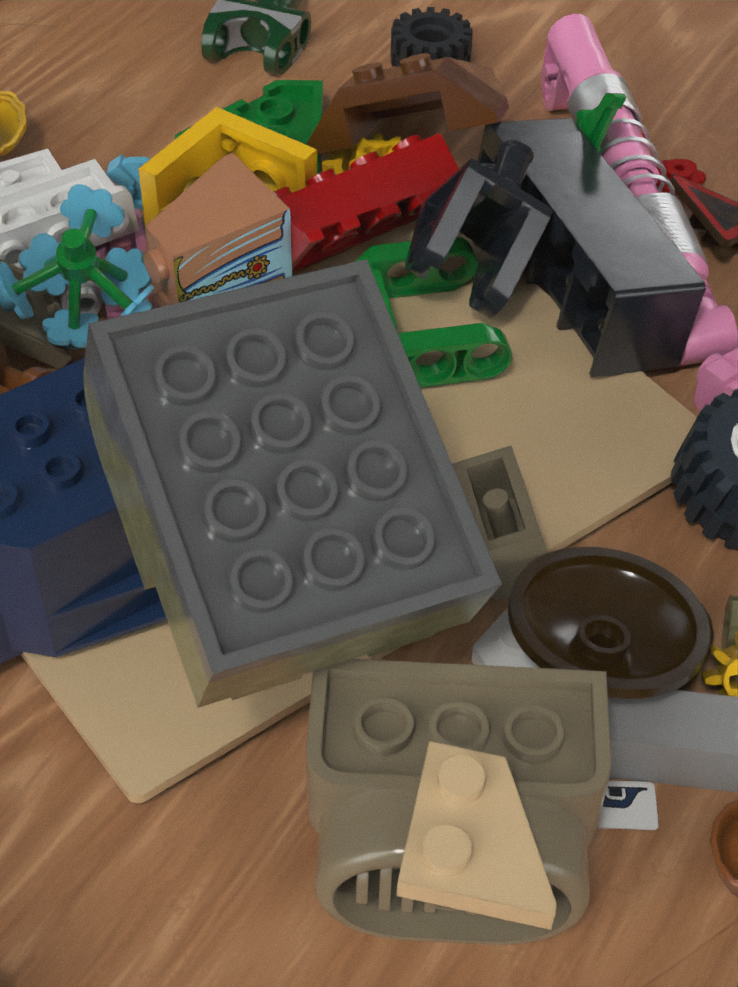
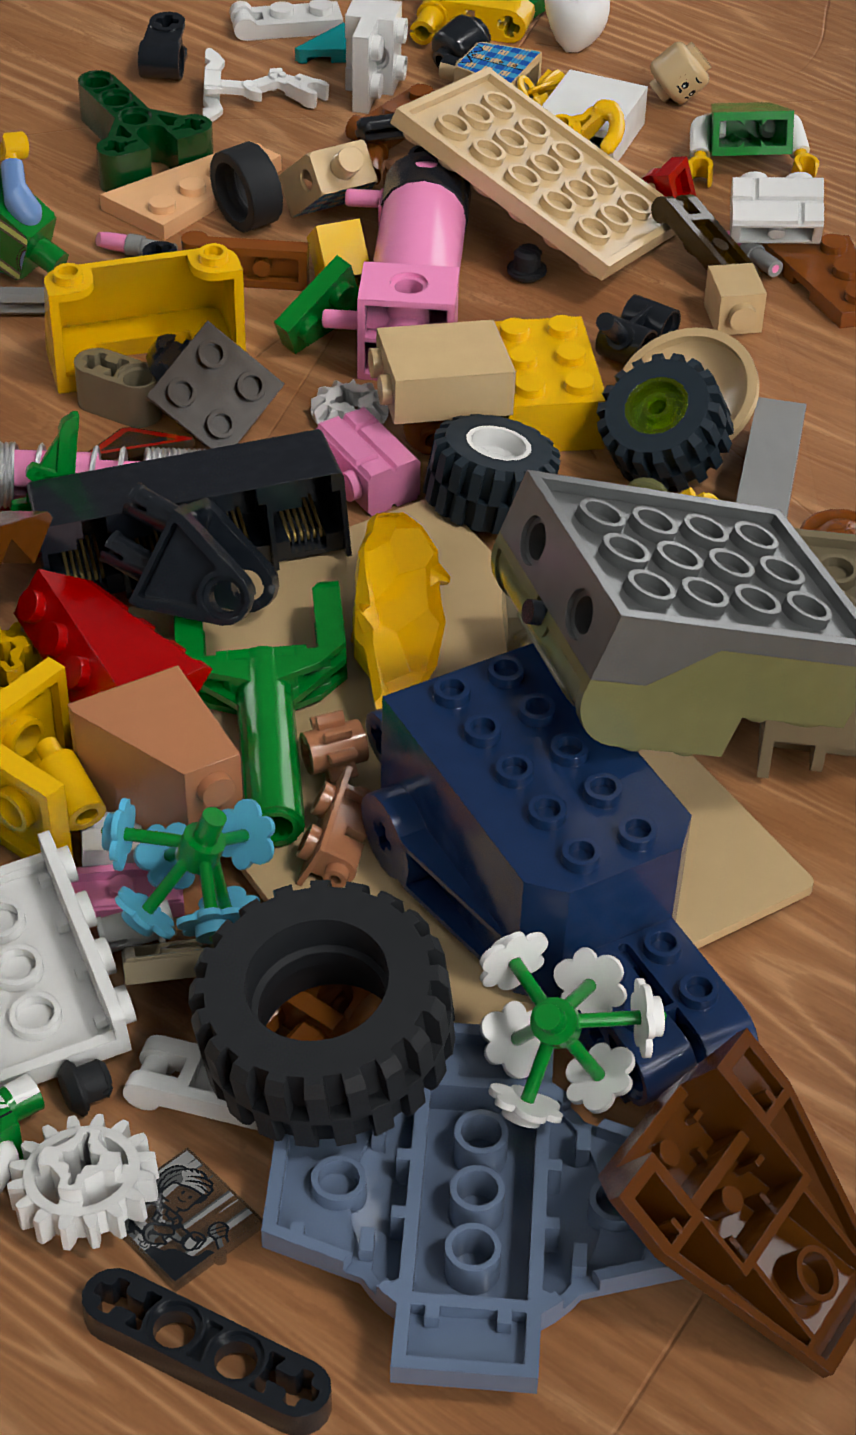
camera: 85 degrees left, 5 degrees down
(508, 386) = (397, 604): none -> yellow piece

